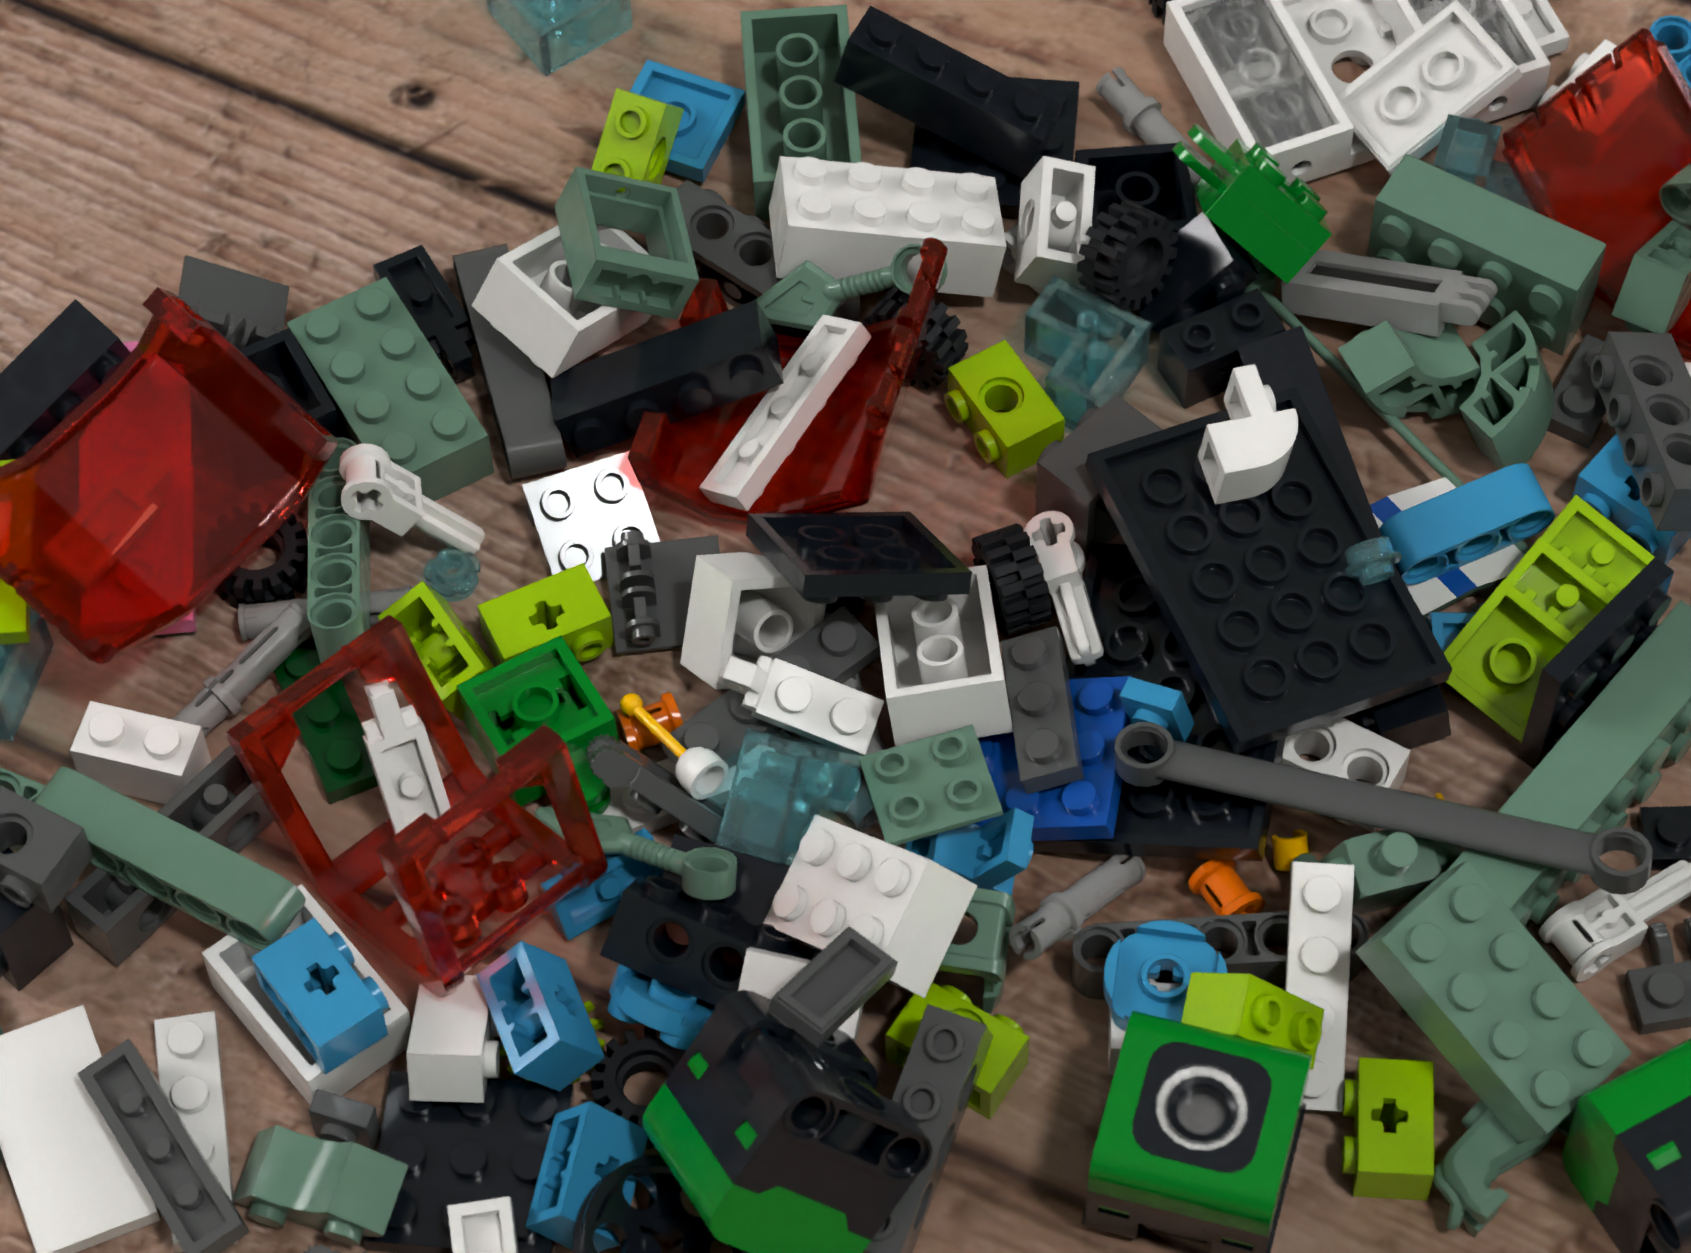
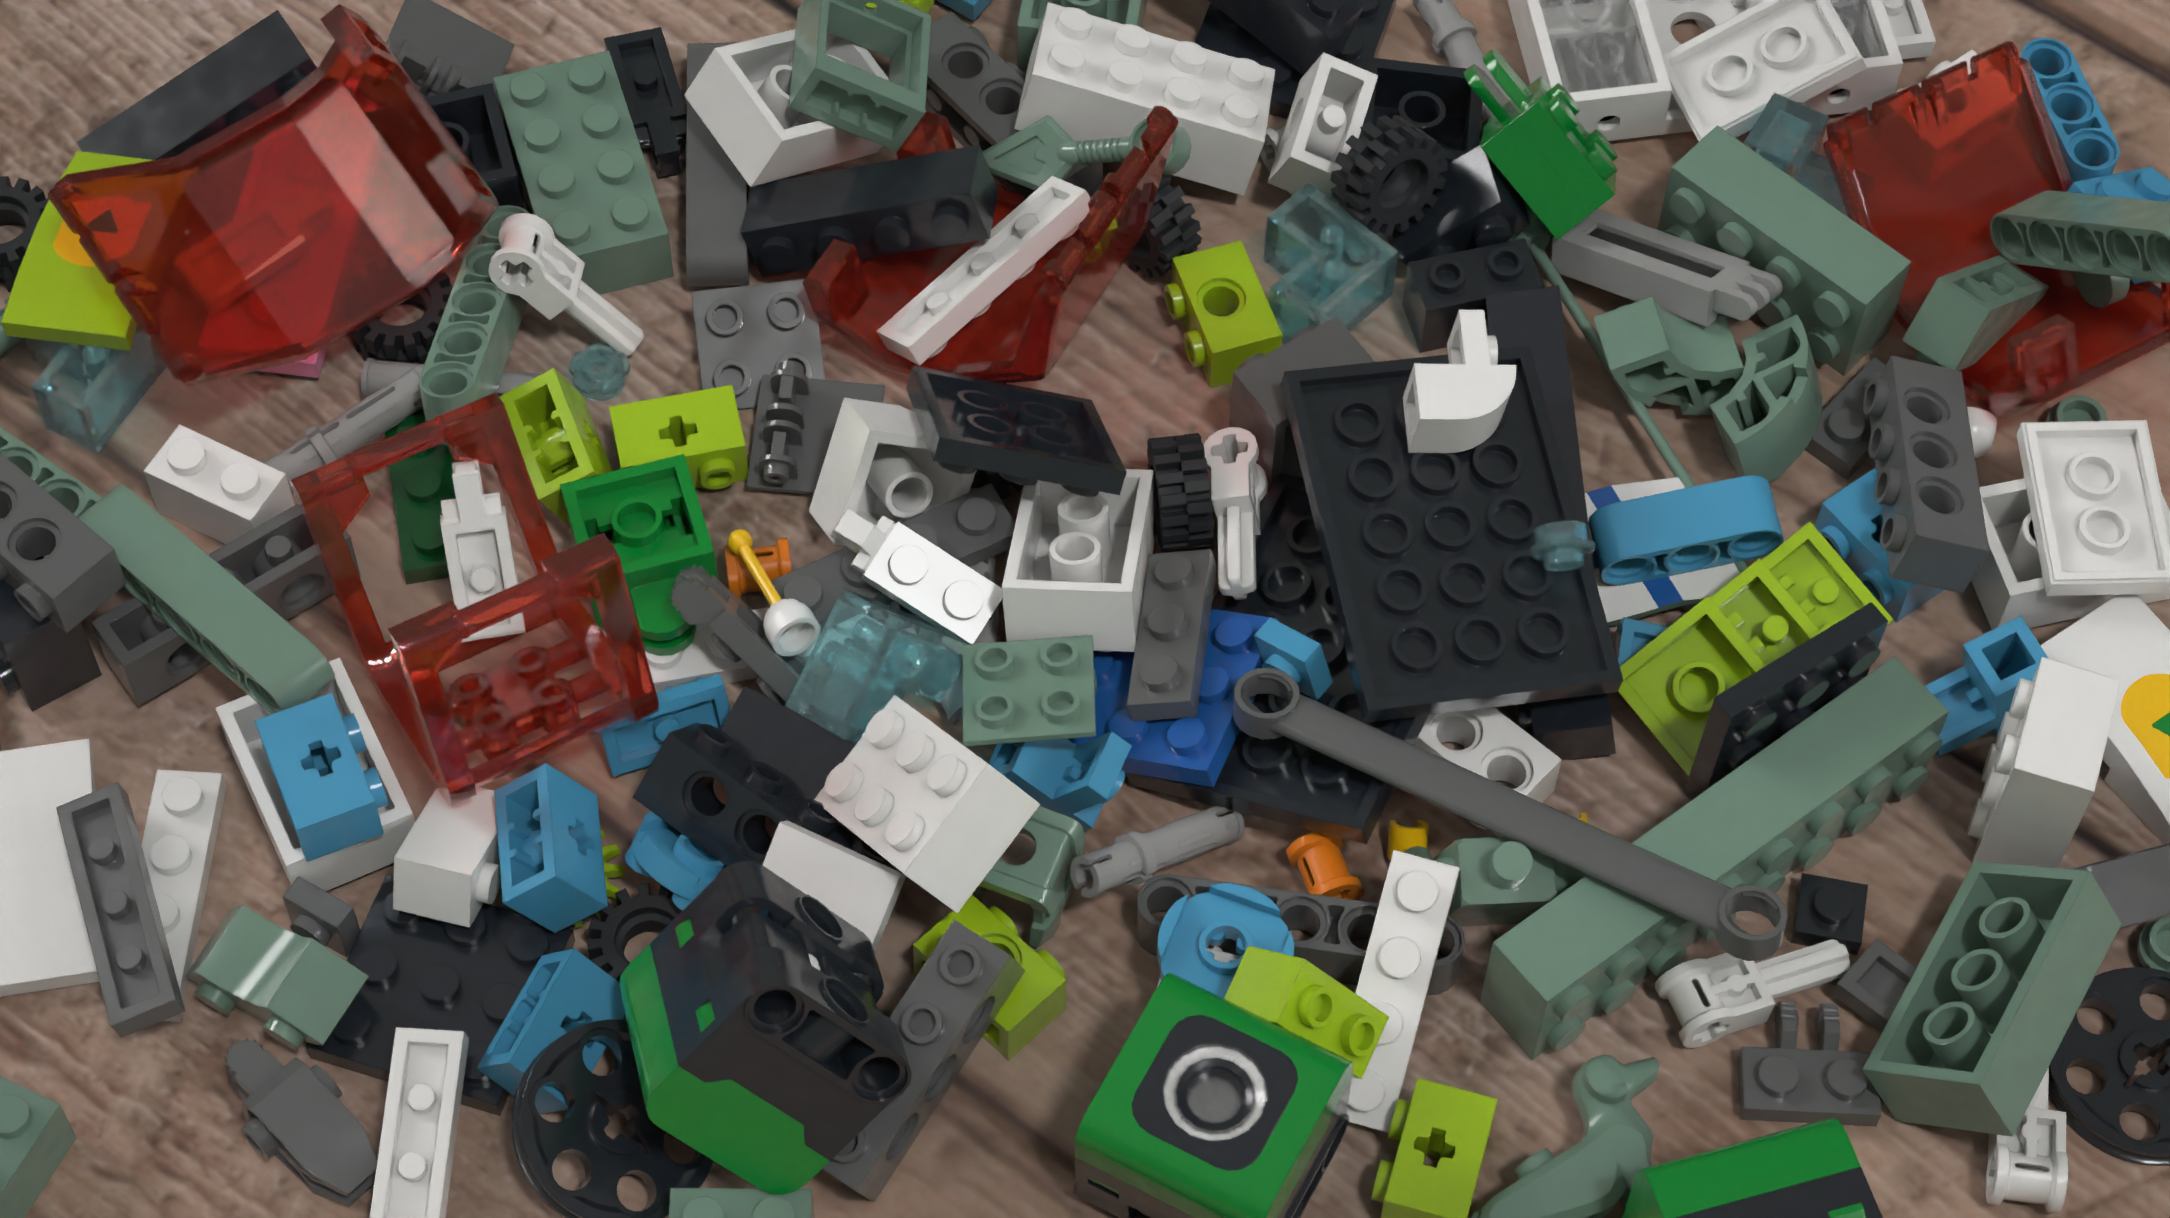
camera: 10 degrees right, 0 degrees up
(705, 871) = (763, 731): sand green piece -> none
(833, 986) = (848, 878): dark grey tile -> none
(1494, 1003) = (1571, 1048): sand green brick -> none

